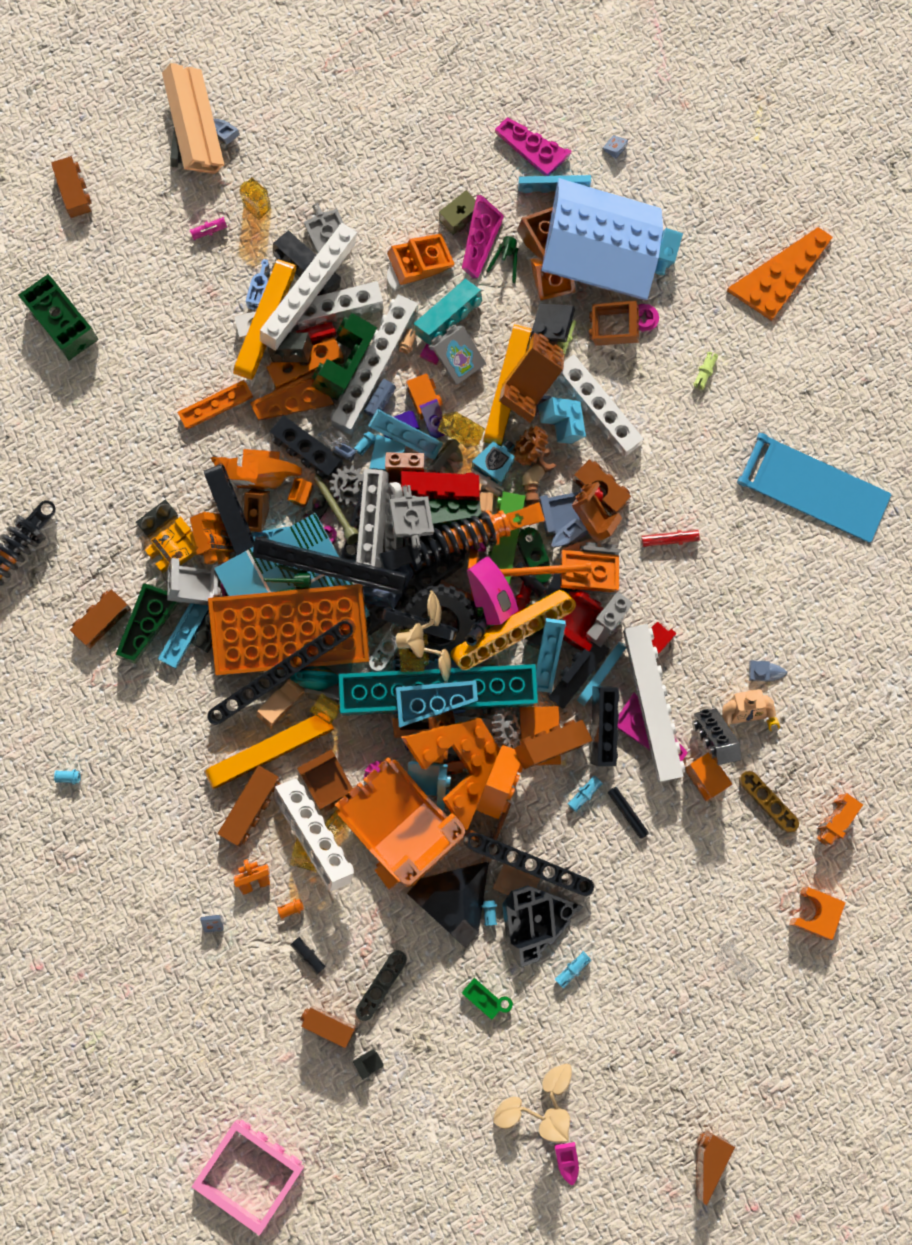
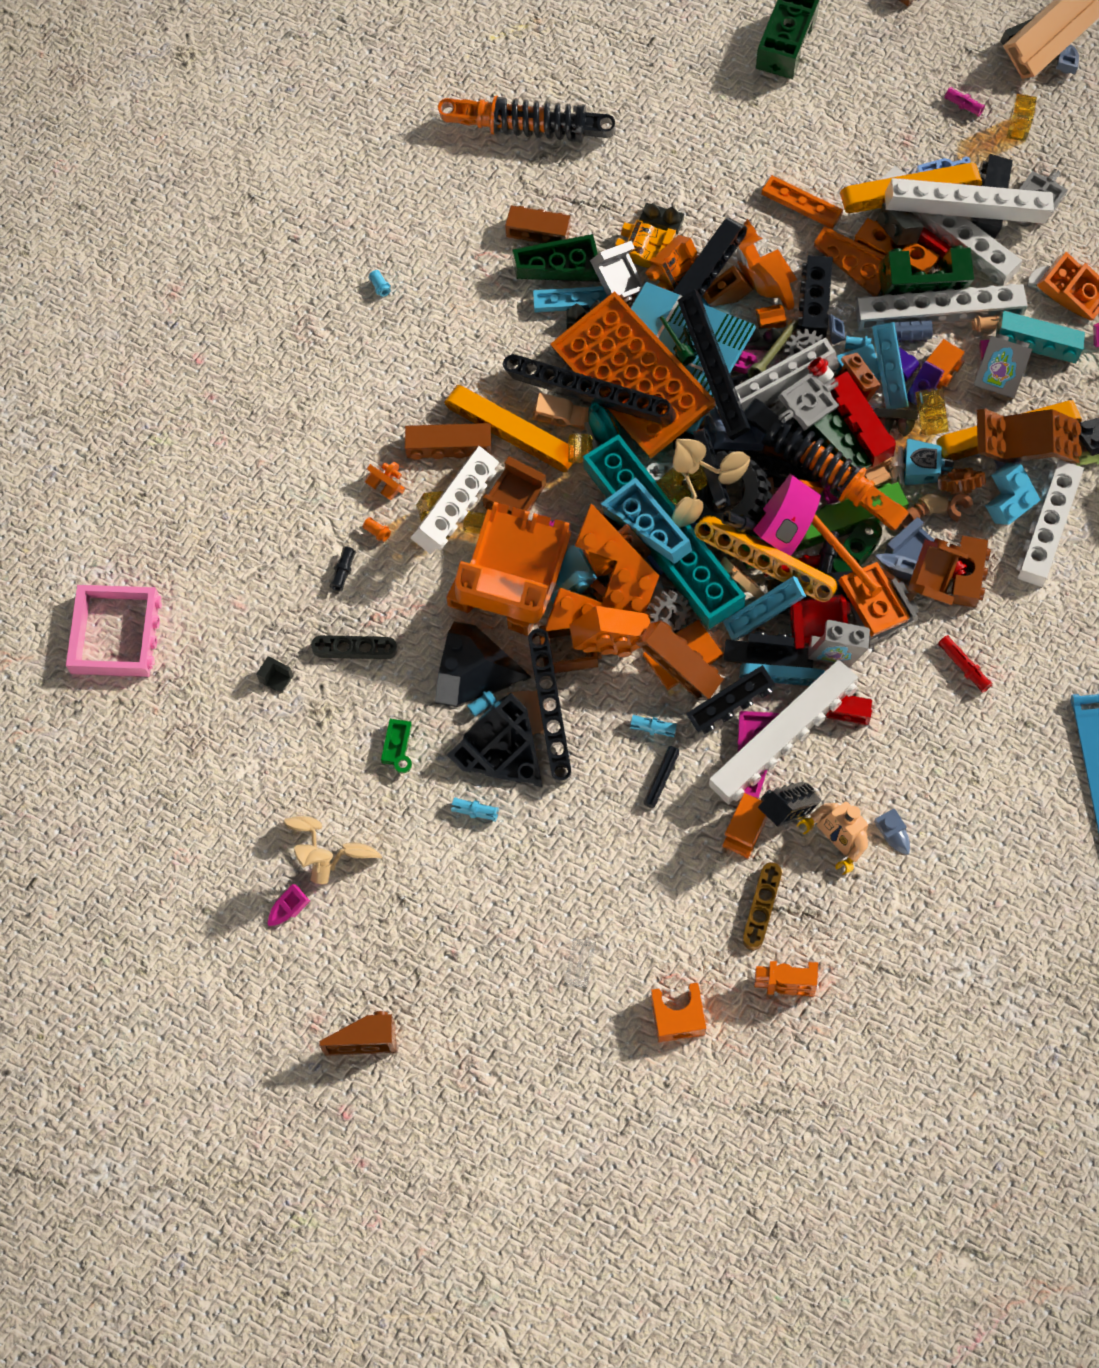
camera: 65 degrees right, 10 degrees down
(212, 923) = (323, 472): sand blue slope -> none
(327, 1026) = (287, 617): dark orange brick -> none
(387, 491) = (818, 366): none -> red plate
(513, 655) = (744, 581): none -> light nougat plate

